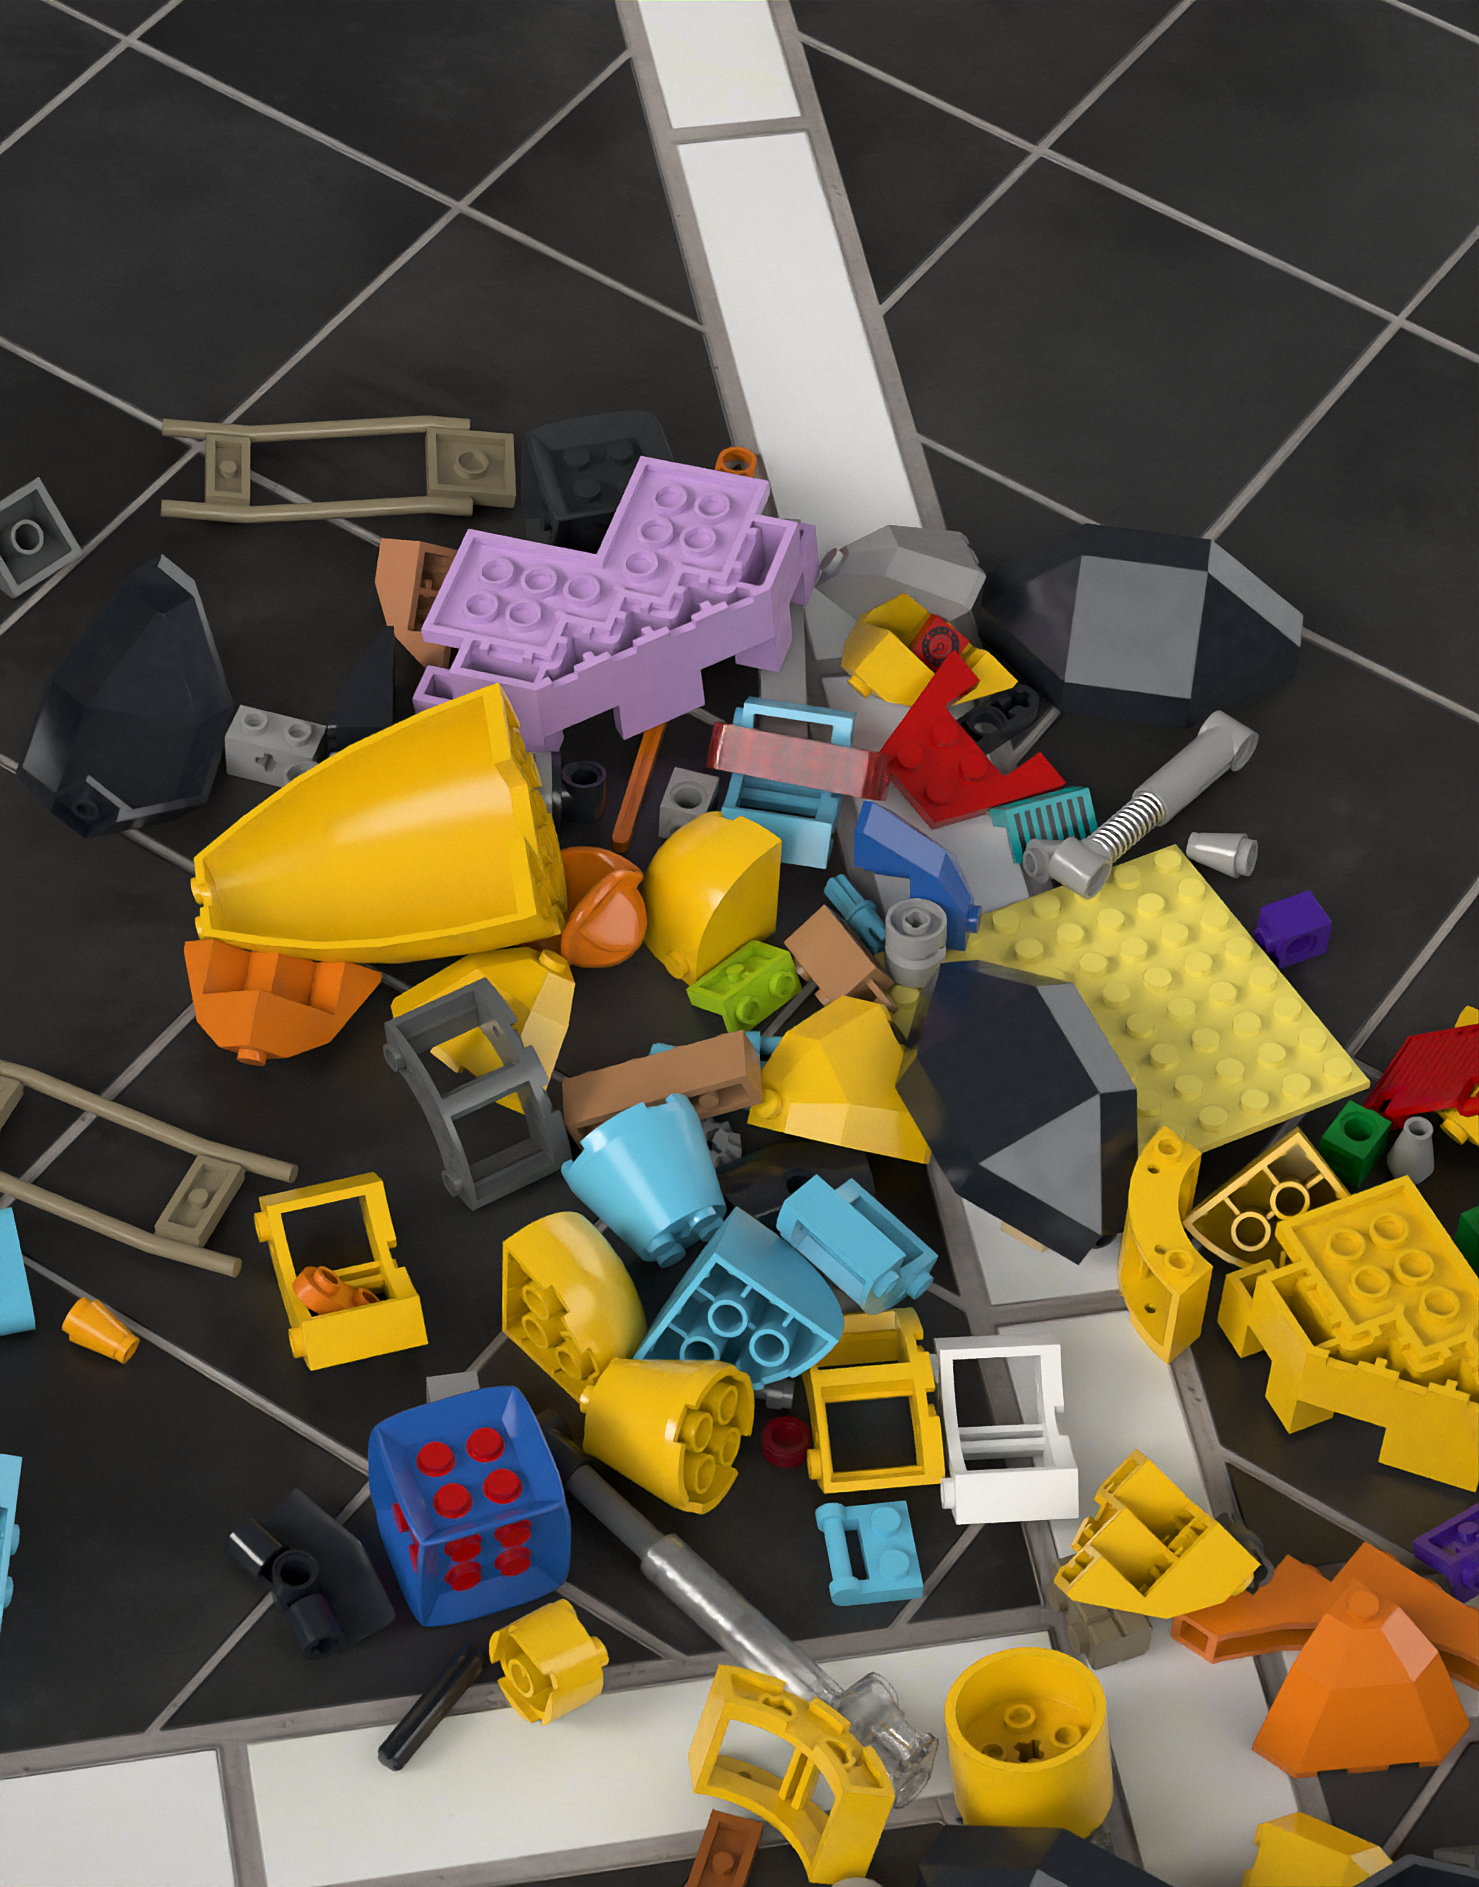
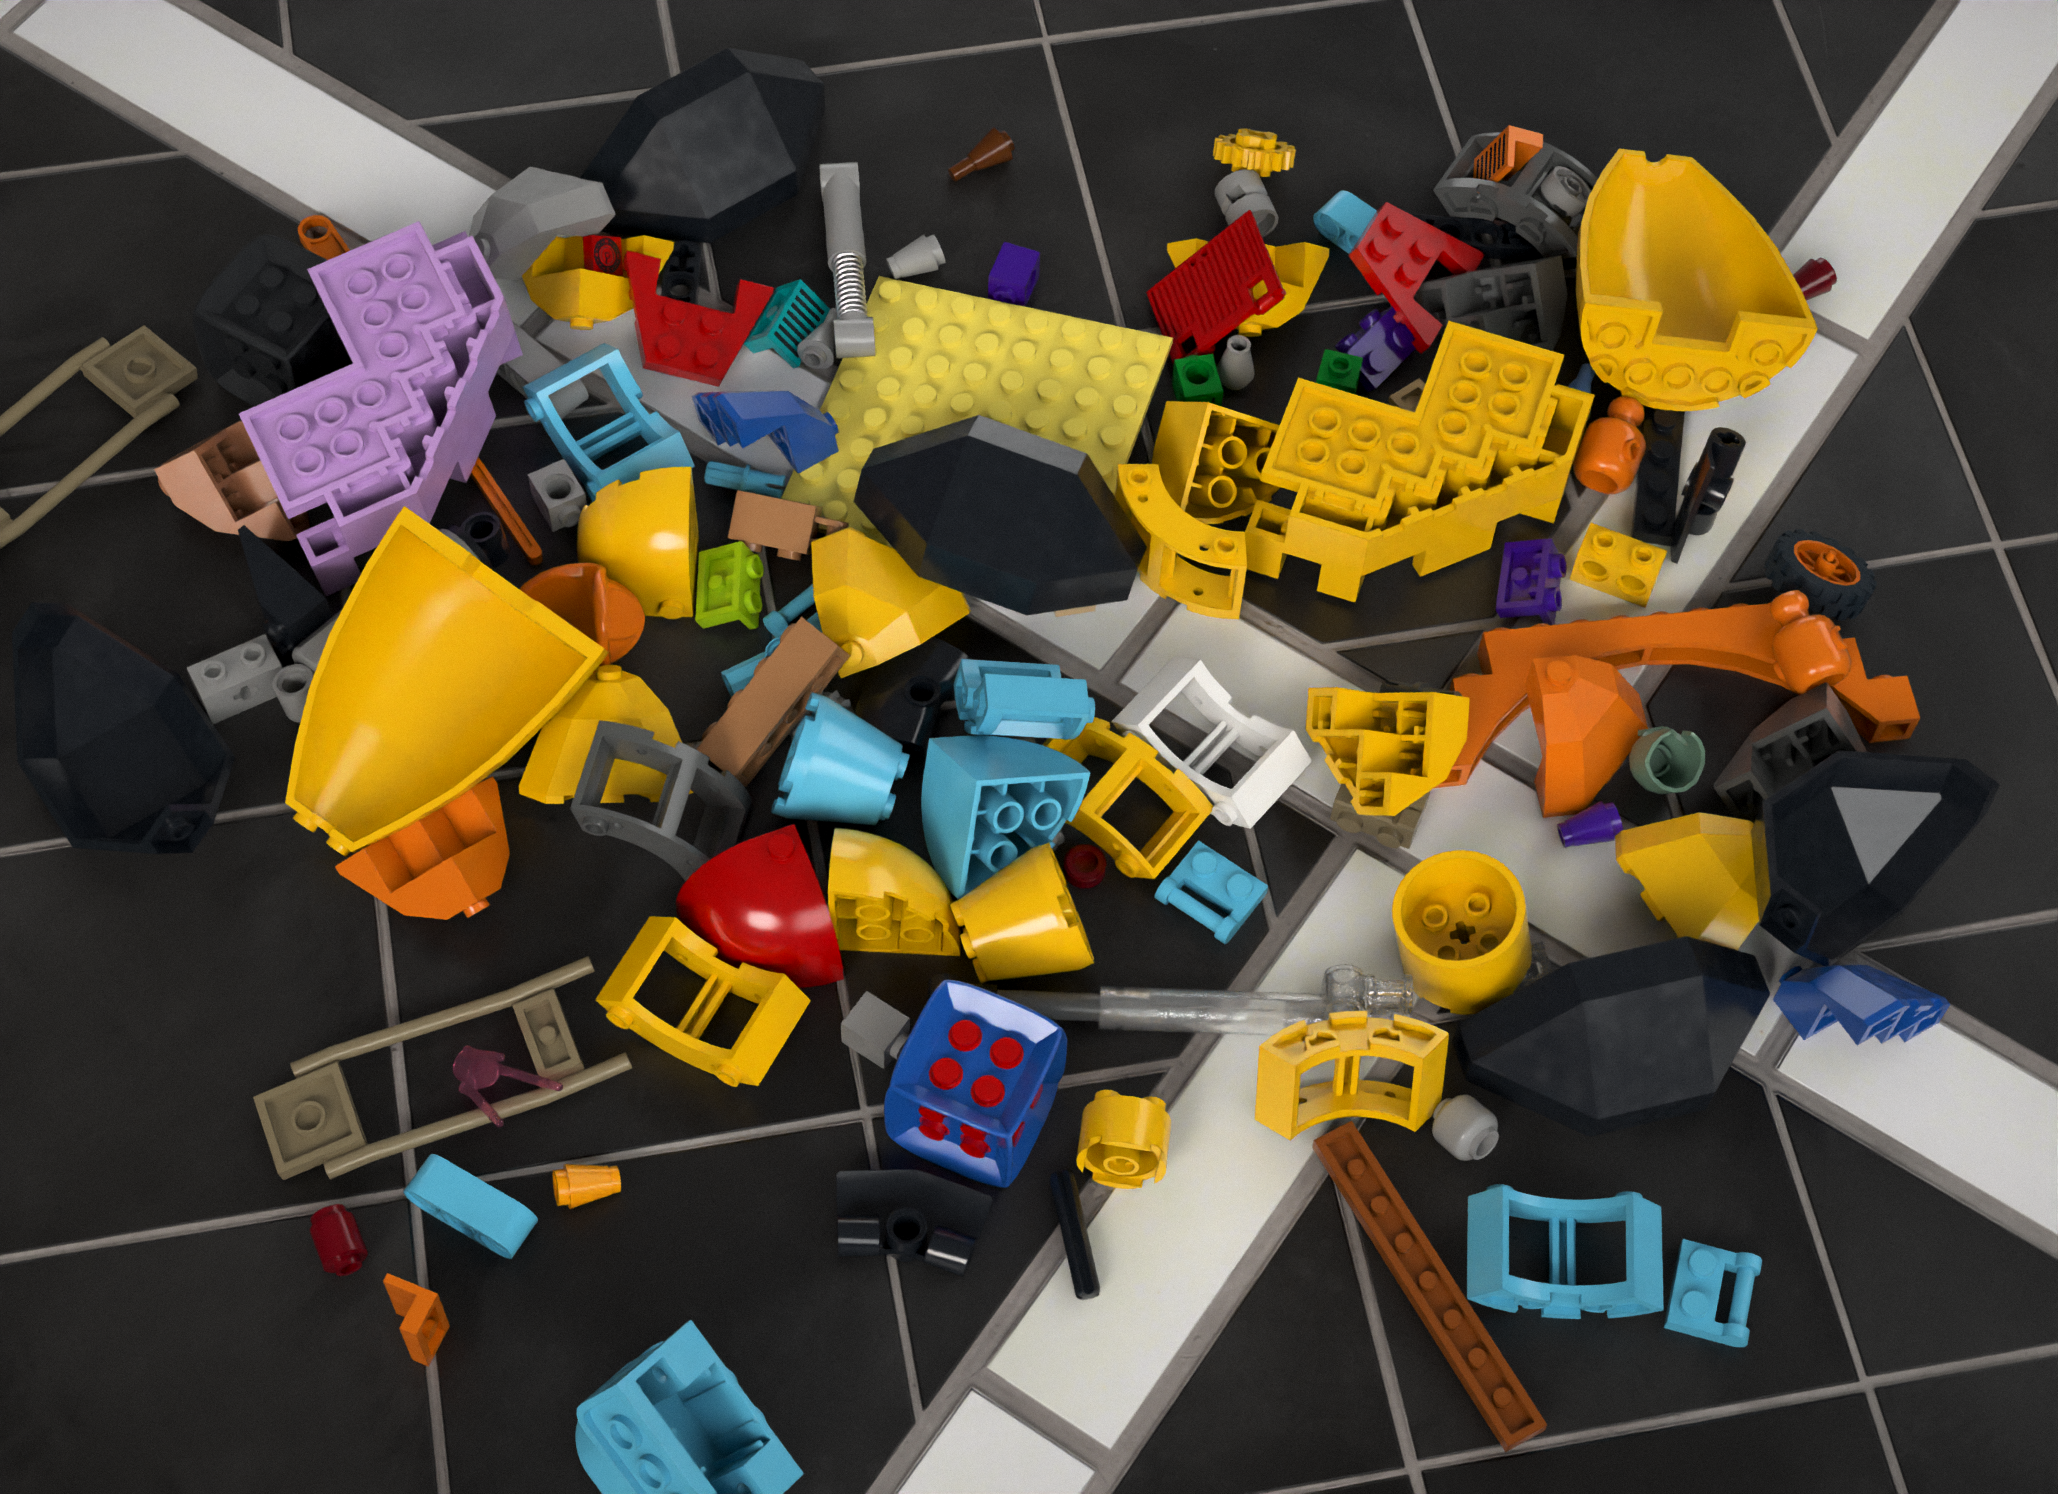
camera: 45 degrees left, 10 degrees up
(119, 1181) = (480, 1070): none -> clear pink plant
(326, 1293) = (719, 1023): orange plate -> none
(454, 1242) = (764, 909): none -> red brick
(800, 761) = (615, 405): clear red beam -> none
(914, 941) = (815, 469): light grey wheel -> none
(1280, 1786) = (1591, 826): none -> dark purple cone
(1399, 815) = (990, 151): none -> reddish brown cone
(1412, 1787) = (1666, 760): none -> sand green helmet

